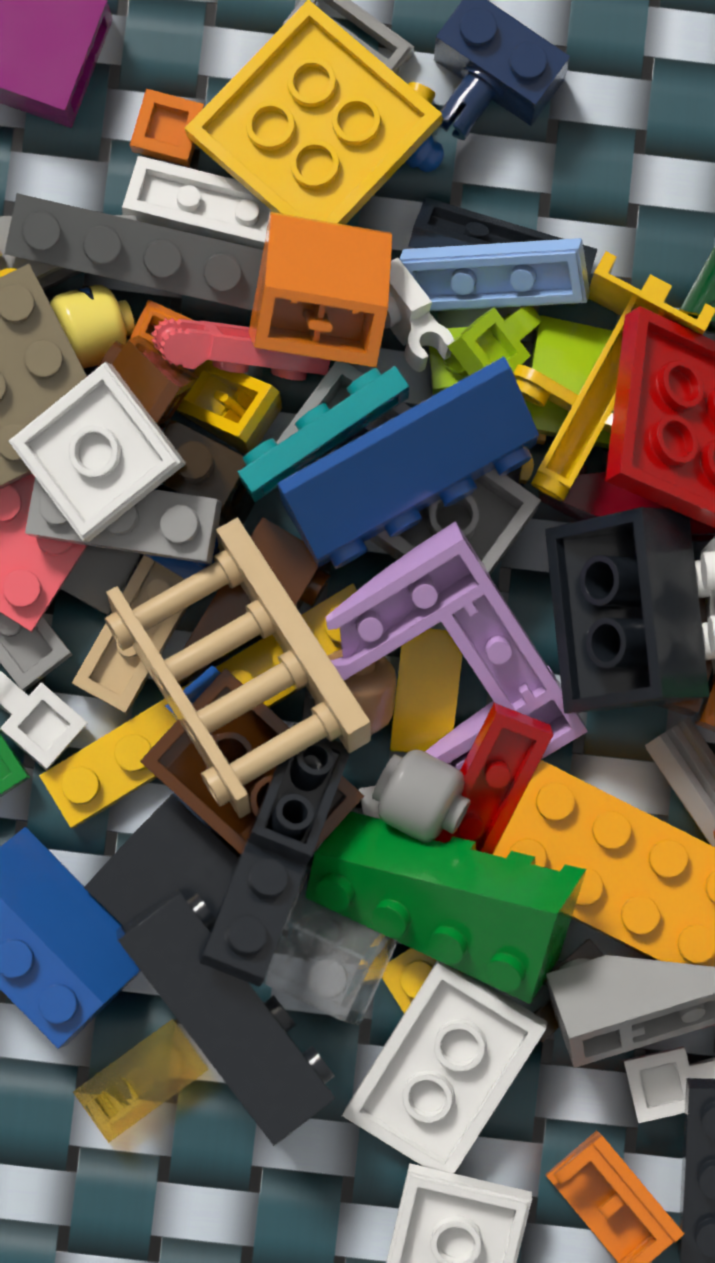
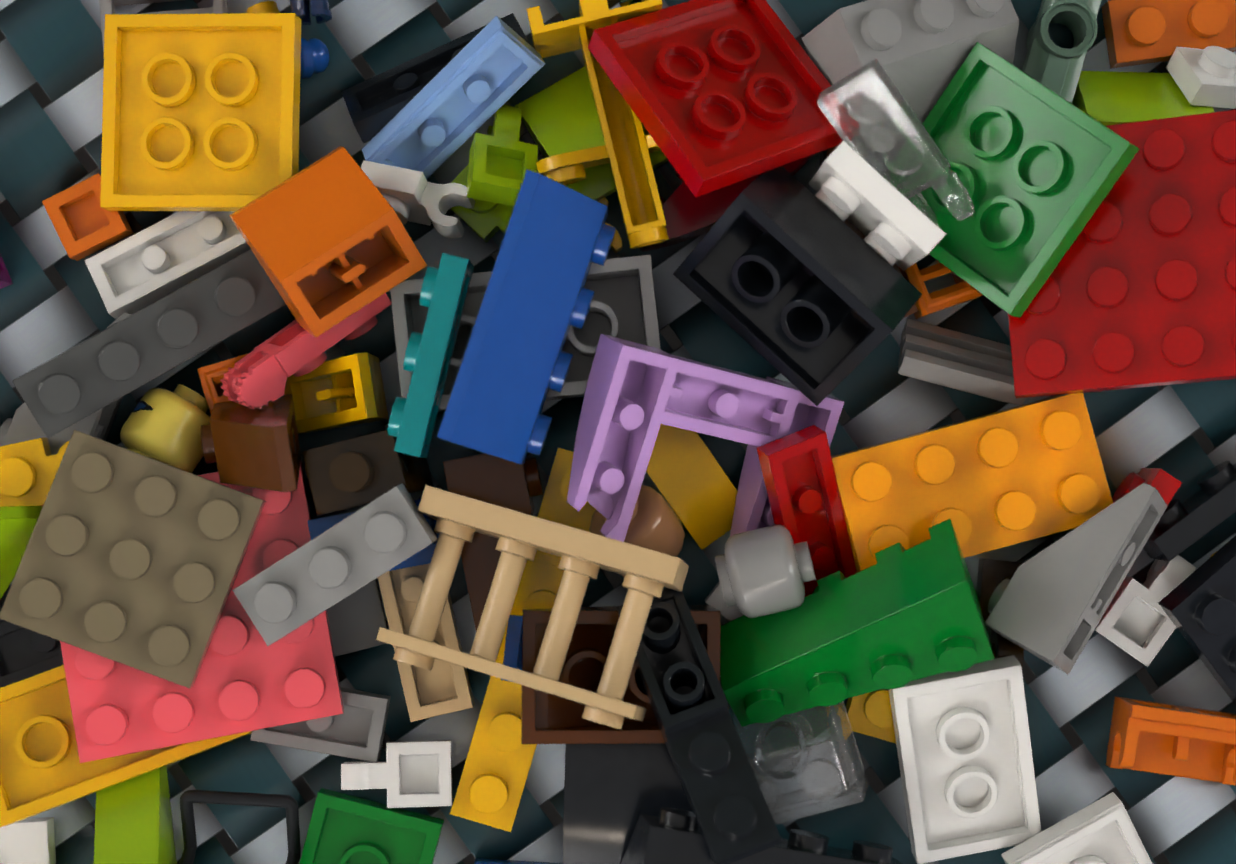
camera: 50 degrees left, 5 degrees up
(97, 452) = (266, 535): white plate -> none

